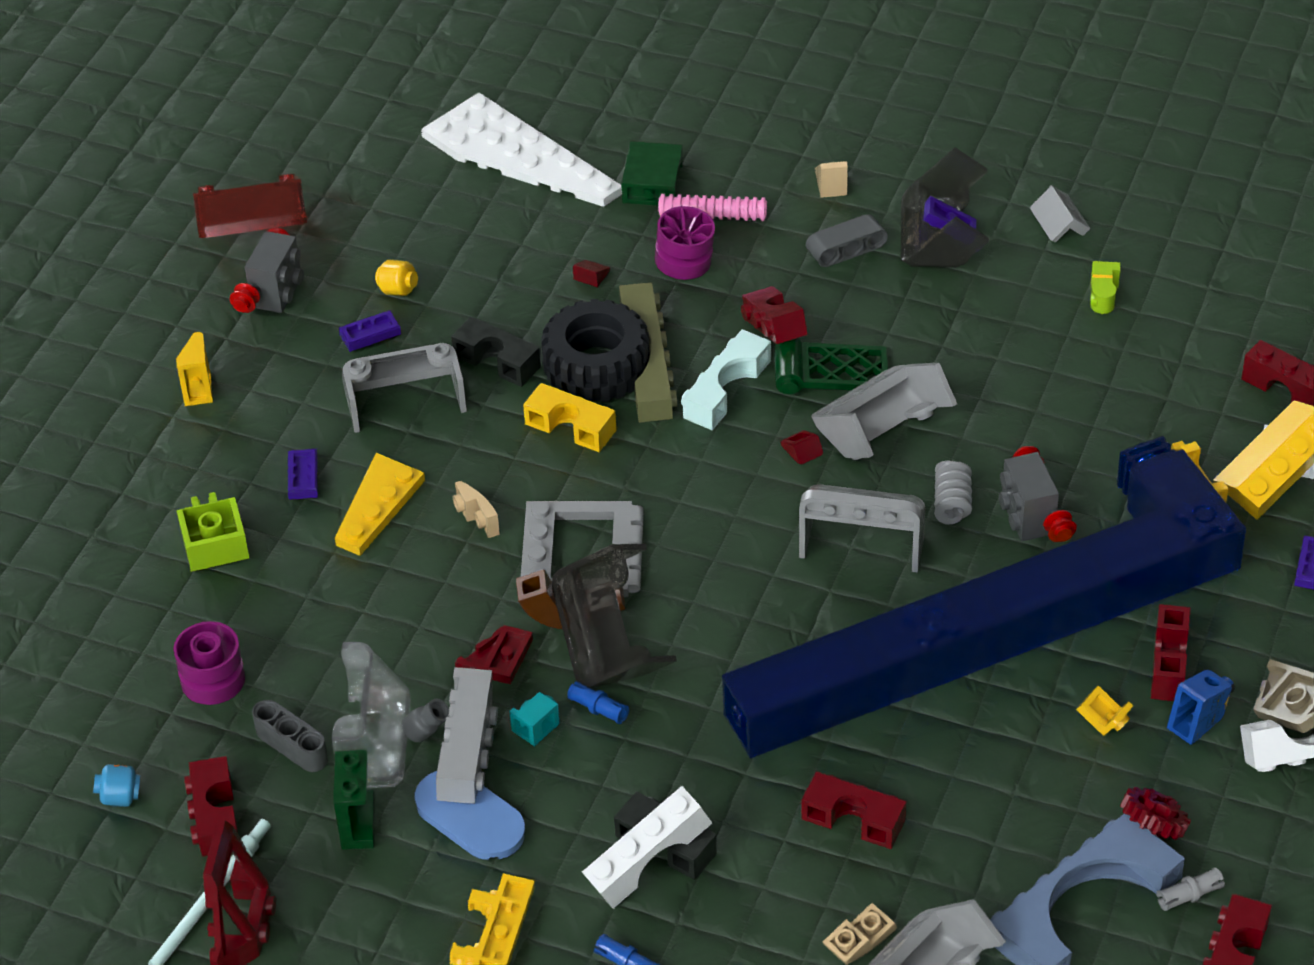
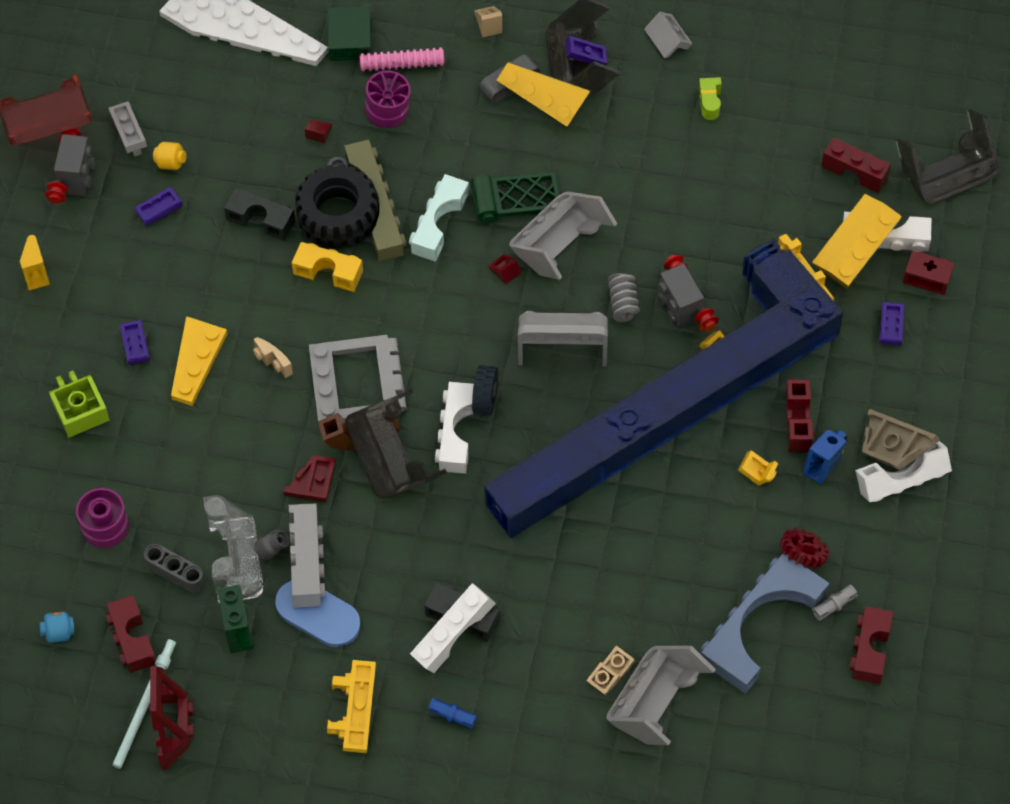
camera: 10 degrees left, 15 degrees up
(352, 245) = (128, 128): none -> light grey hinge
(401, 368) = (189, 237): light grey windscreen -> none
(535, 718) = (351, 529): teal brick -> none
(598, 702) = (393, 509): blue pin -> none
(710, 589) = (454, 451): none -> white arch
(747, 572) = (485, 390): none -> black wheel
(772, 316) = (461, 156): dark red arch -> none
(831, 798) = (575, 565): dark red arch -> none
(893, 258) = (548, 94): none -> yellow wing

